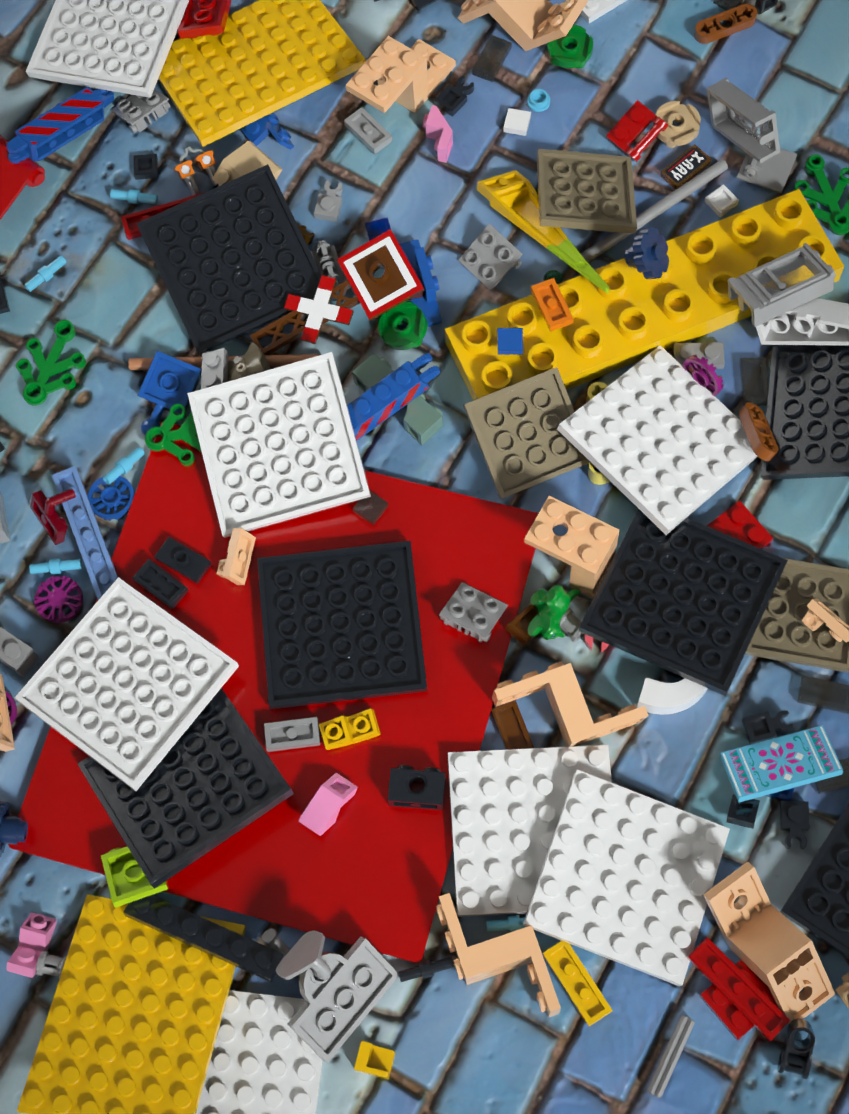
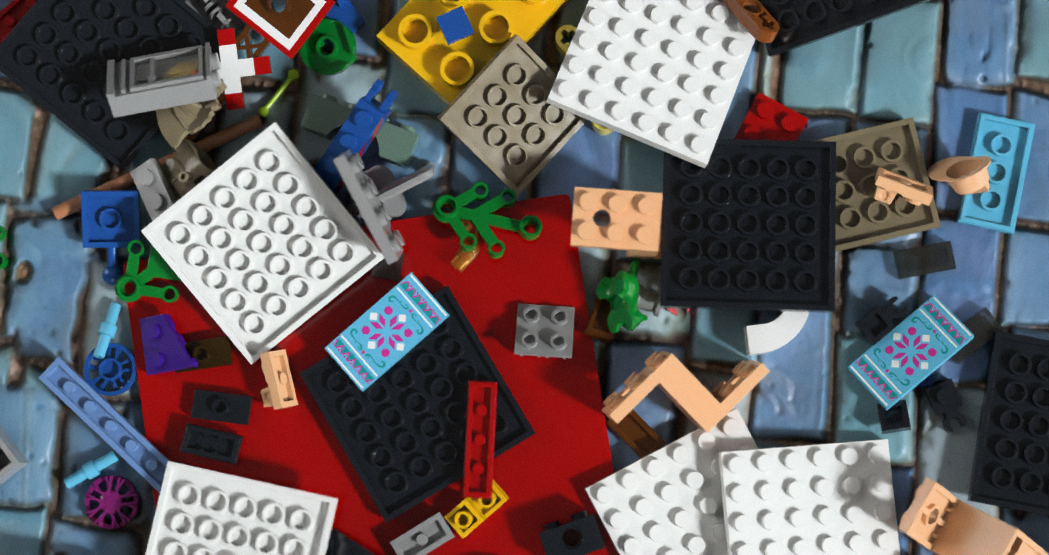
camera: 25 degrees left, 15 degrees up
(45, 512) = (51, 416): dark red plate -> none
(161, 493) = (163, 346): none -> dark purple wing
(188, 514) = (210, 353): none -> dark brown plate
(261, 289) = (162, 80): none -> light grey door
(269, 321) = (187, 119): none -> dark tan helmet
(343, 554) = (387, 332): none -> medium azure tile
(365, 338) = (293, 75): none -> lime hinge
(378, 672) = (480, 439): none -> red tile
(387, 448) = (379, 198): none -> light grey plate
(444, 517) = (463, 258): none -> clear yellow arm
(465, 500) = (482, 217): none -> green plant

